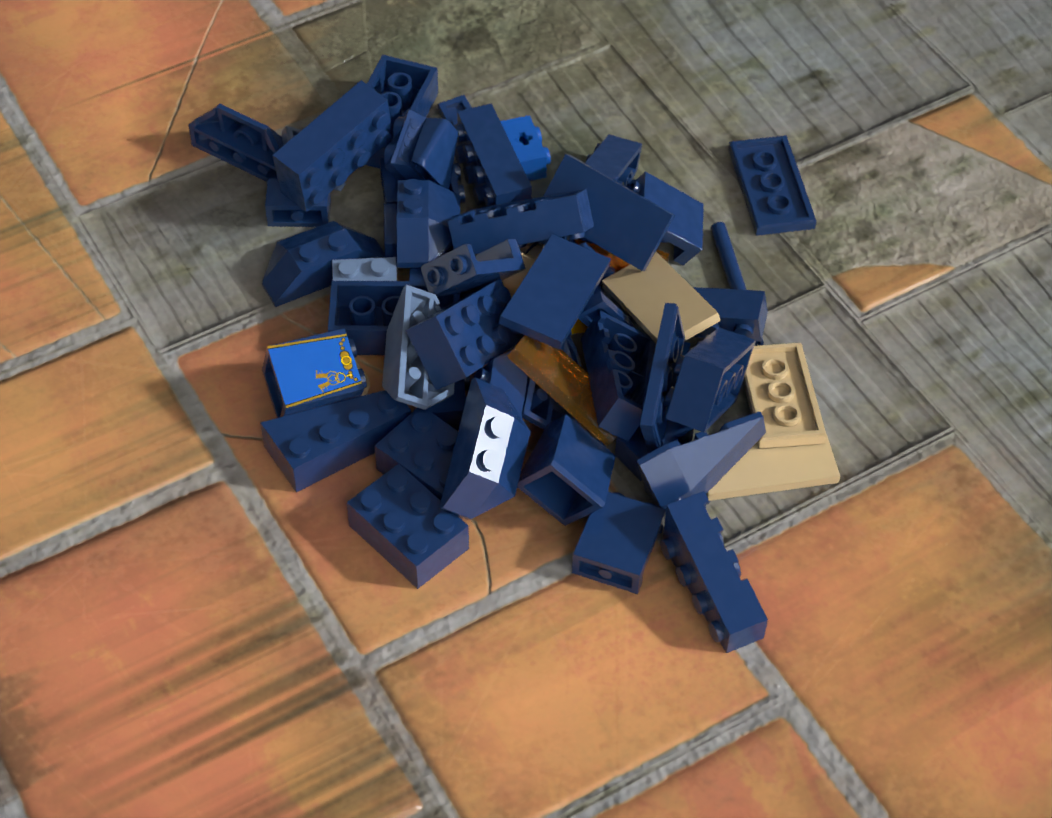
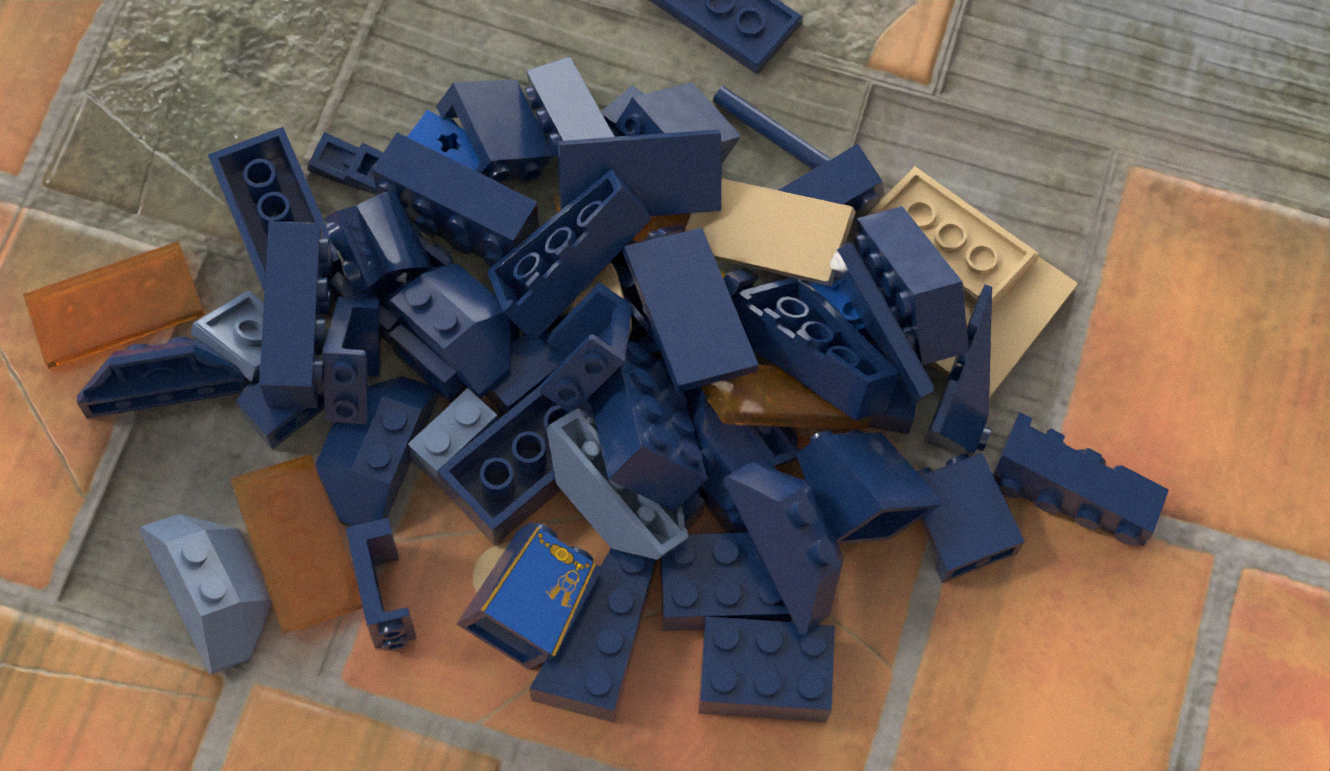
camera: 45 degrees left, 15 degrees up
(160, 263) = (211, 585): none -> sand blue wedge
(225, 275) = (296, 543): none -> clear orange tile
(244, 301) = (371, 546): none -> dark blue panel
(264, 99) = (113, 304): none -> clear orange tile
(346, 193) = (350, 356): none -> dark blue panel
(554, 137) = (499, 128): none -> dark blue panel

